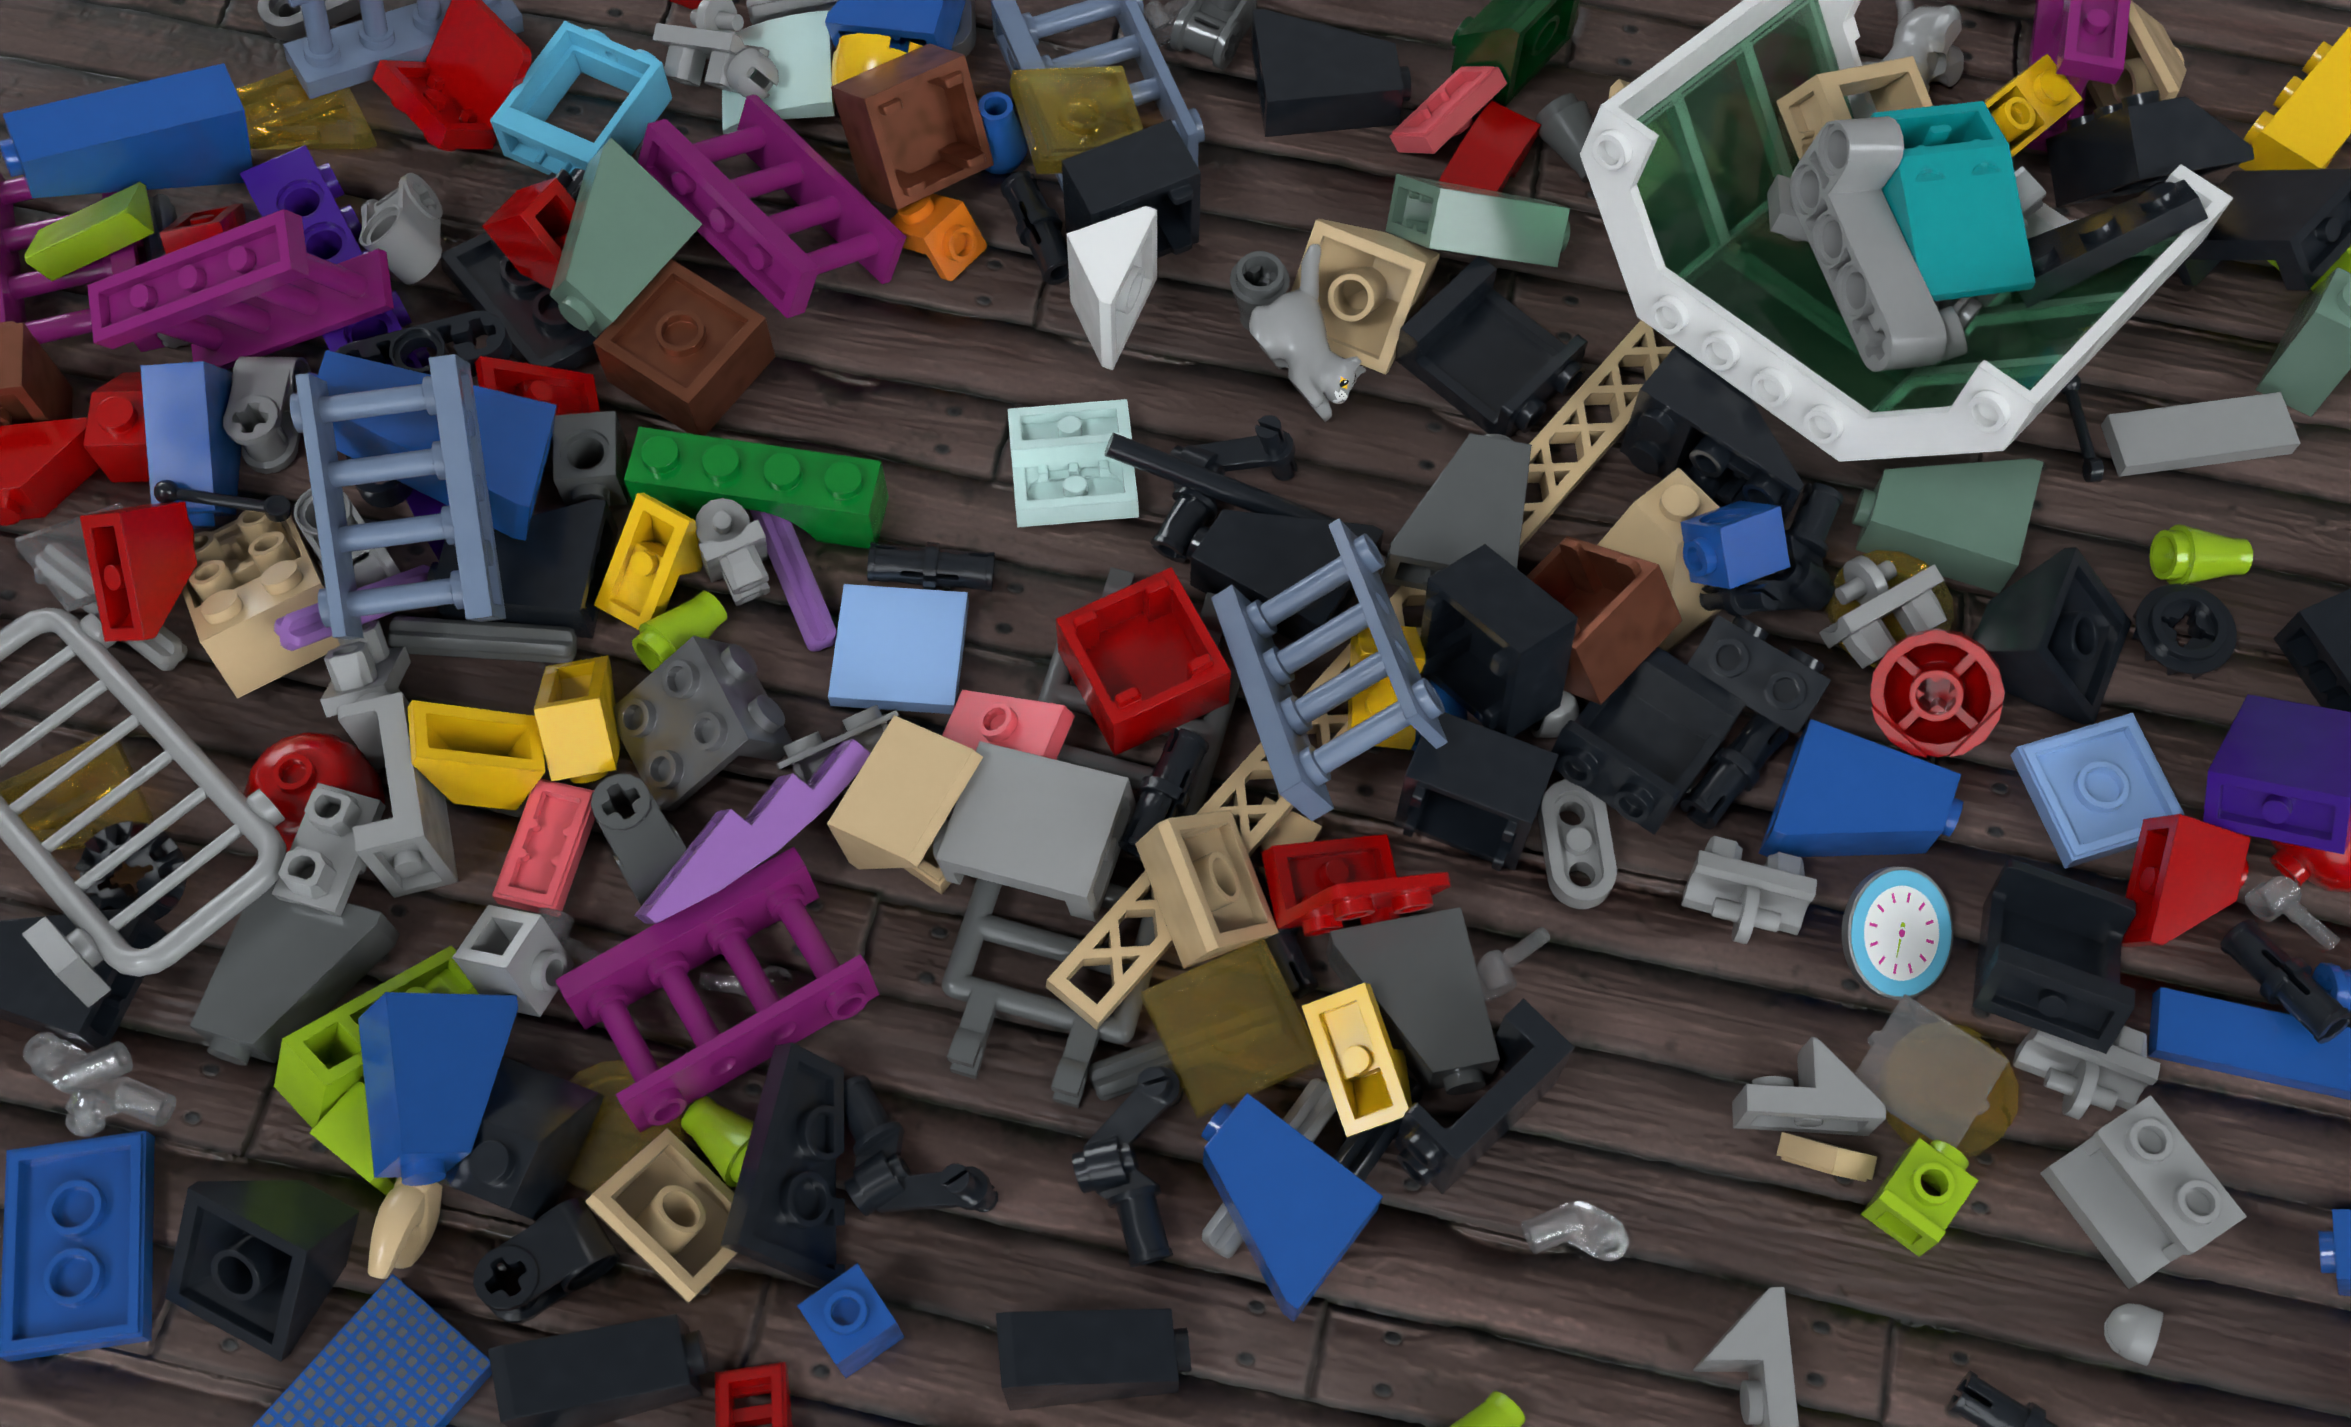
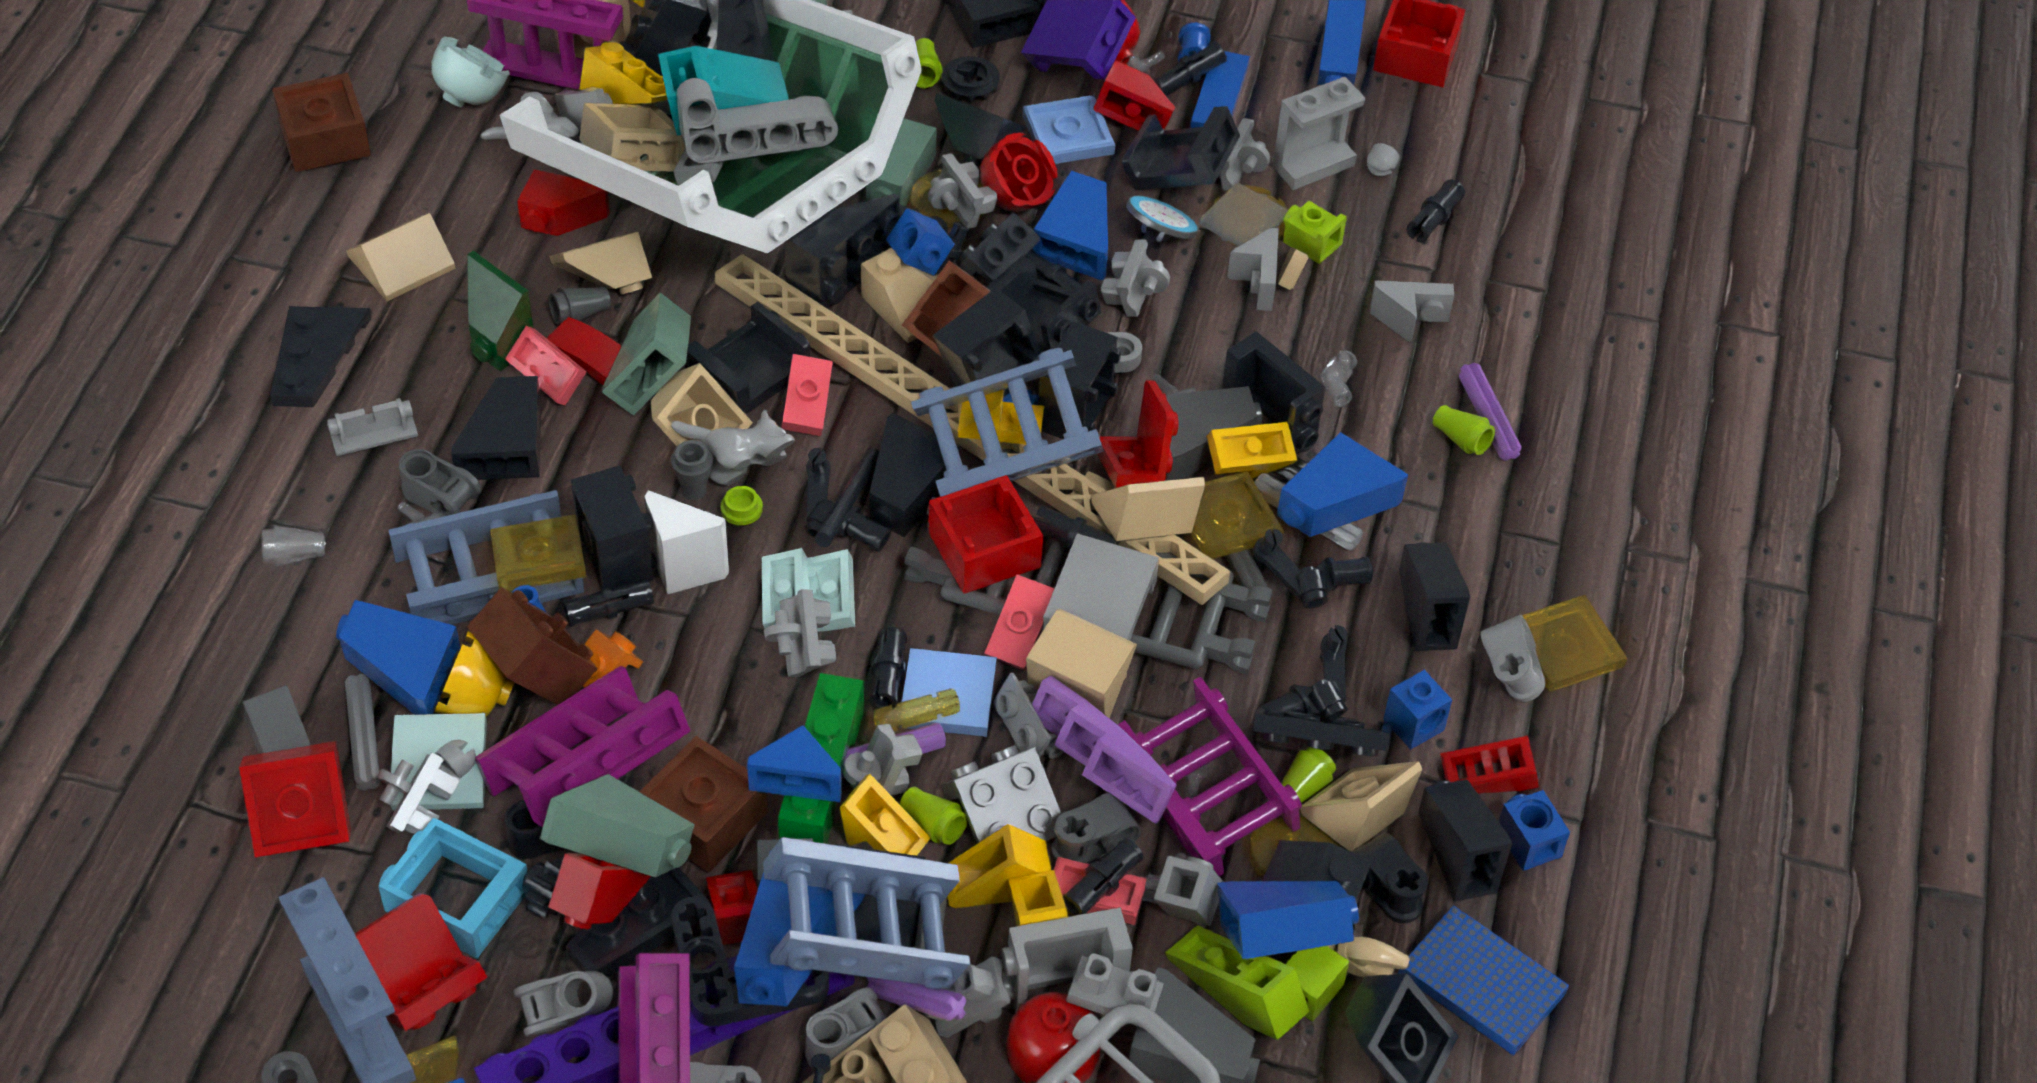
camera: 90 degrees left, 15 degrees down
(537, 840) = (1102, 877): none -> black pin
(683, 427) = (796, 768): none -> blue slope
(842, 598) = (918, 710): none -> clear yellow axle
(947, 460) = (798, 633): none -> light grey hips
(1218, 368) = (741, 506): none -> lime plate
(1426, 429) = (806, 395): none -> coral plate
(1469, 505) = (888, 364): dark grey slope -> none
(1960, 80) = (572, 102): none -> light grey slope

